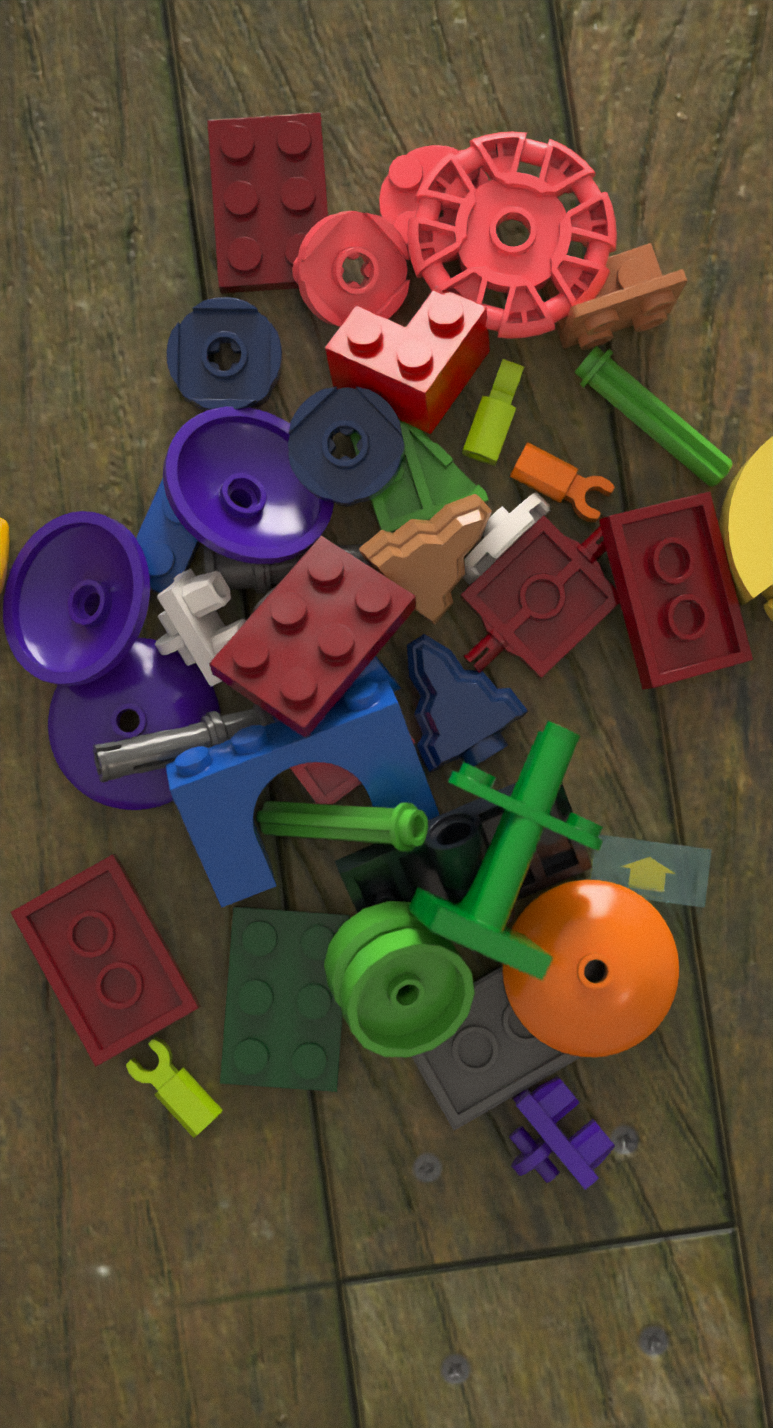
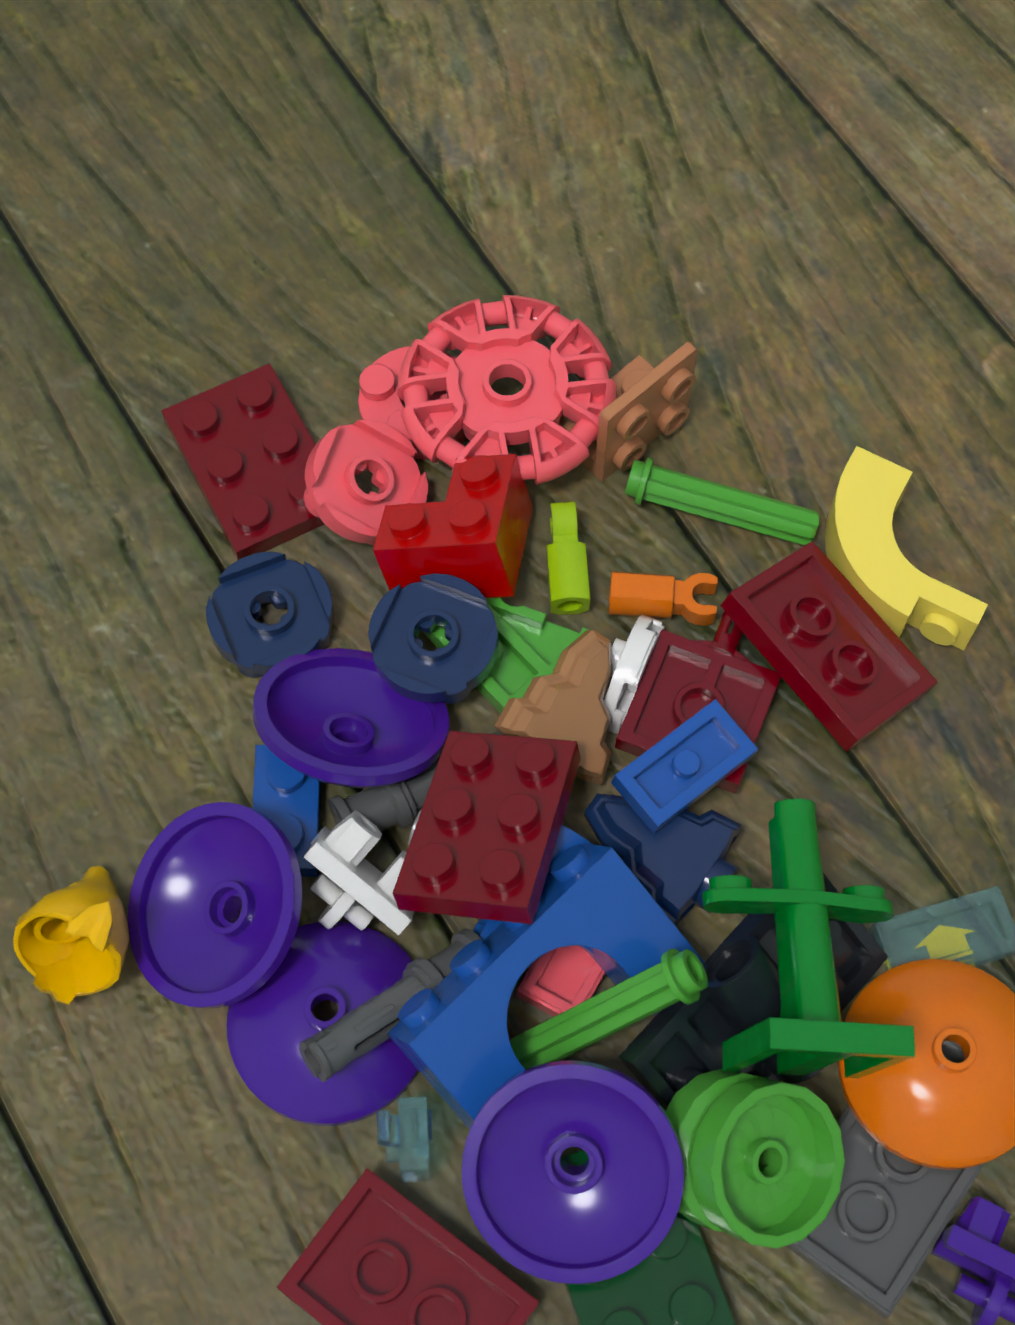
camera: 25 degrees left, 20 degrees down
(152, 846) = (407, 1137): none -> clear light blue plate
(241, 957) = (562, 1217): none -> dark purple dish
(500, 648) = (684, 766): none -> blue plate

